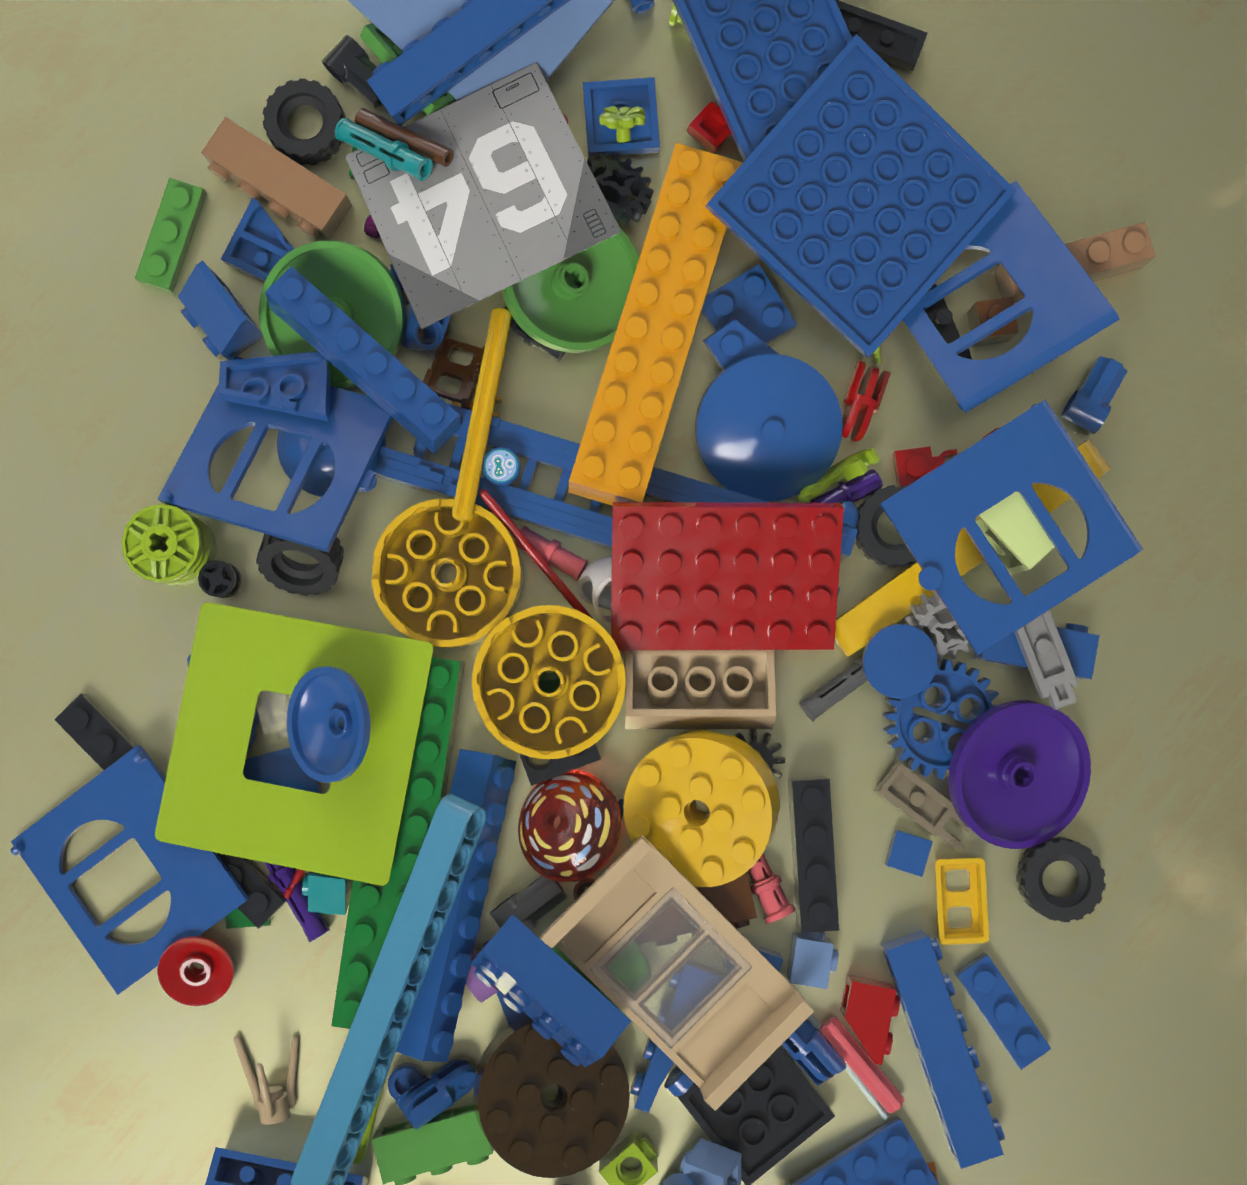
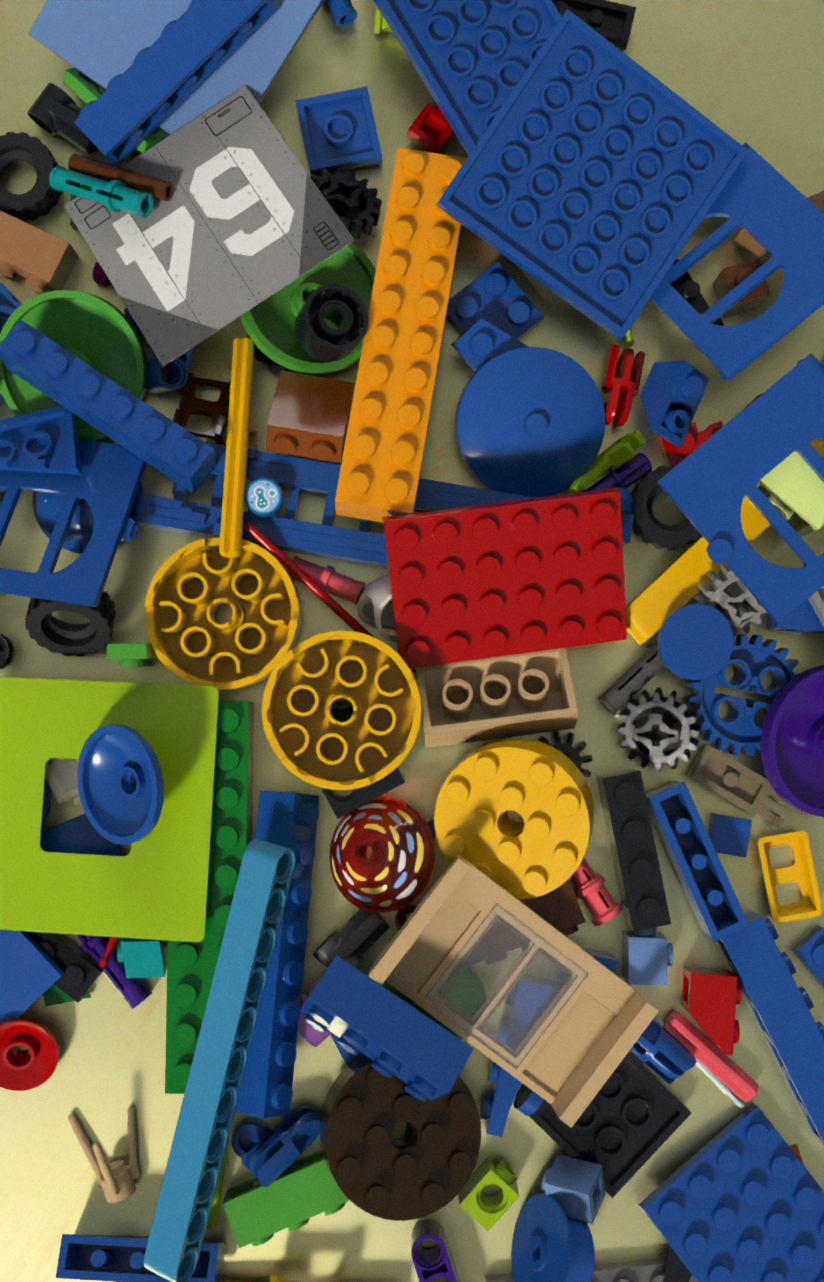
camera: 15 degrees left, 0 degrees up
(354, 600) = (131, 654): none -> bright green plate
(556, 393) = (309, 416): none -> dark orange brick
(603, 296) = (344, 310): none -> black piece
(622, 120) = (340, 132): lime plant -> none
(840, 749) = (654, 744): none -> black gear
(871, 872) = (695, 861): none -> blue brick
(910, 422) = (672, 398): none -> blue slope

